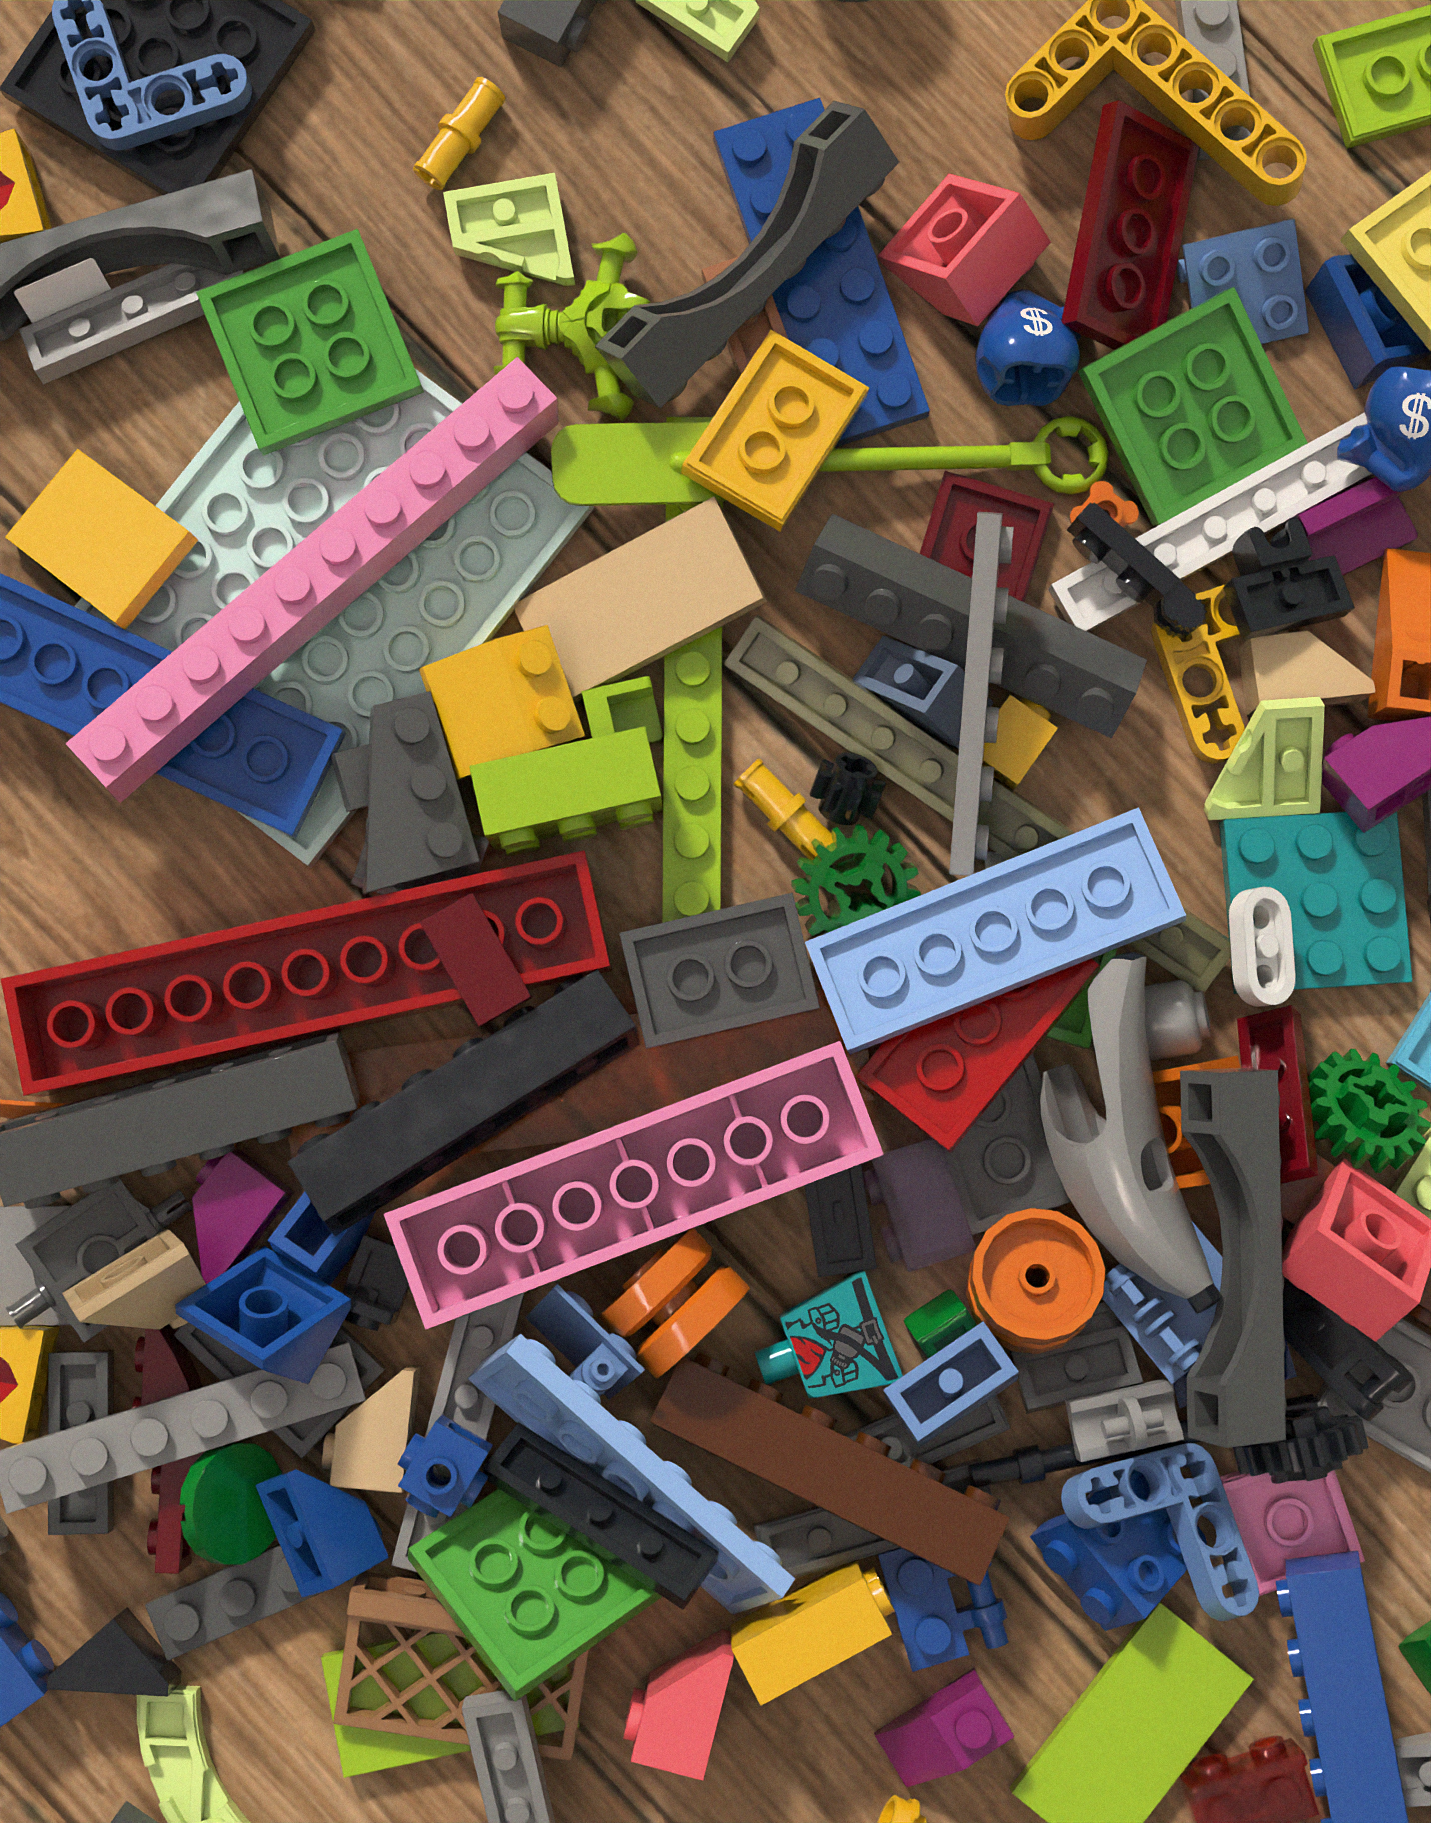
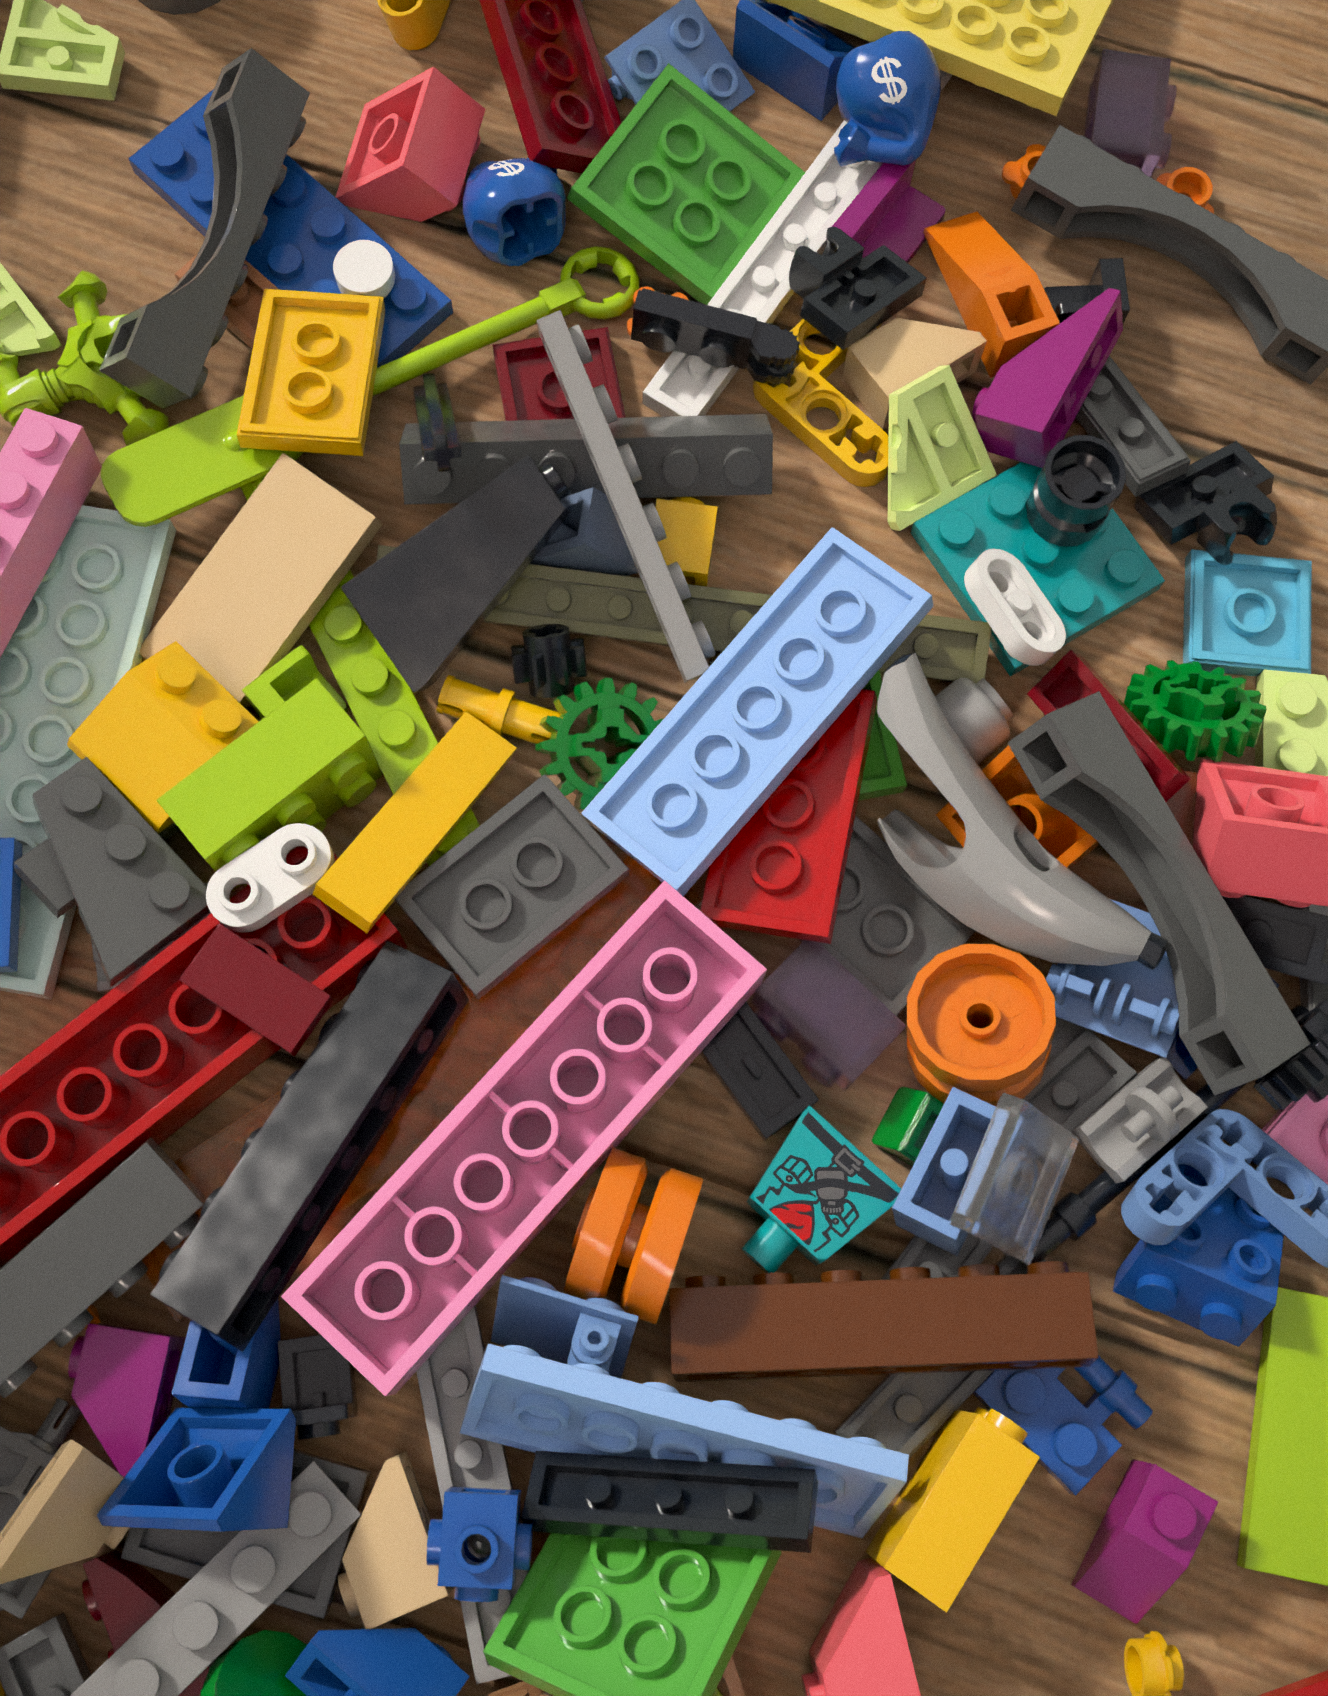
camera: 30 degrees left, 10 degrees down
(529, 872) = (272, 881): none -> white plate
(669, 878) = (414, 822): none -> yellow tile
(802, 679) = (452, 574): none -> black slope
(854, 540) = (436, 423): none -> black axle
(865, 352) = (364, 269): none -> white tile
(991, 1419) = (1014, 1179): none -> clear tile
(1371, 872) = (1075, 490): none -> black wheel

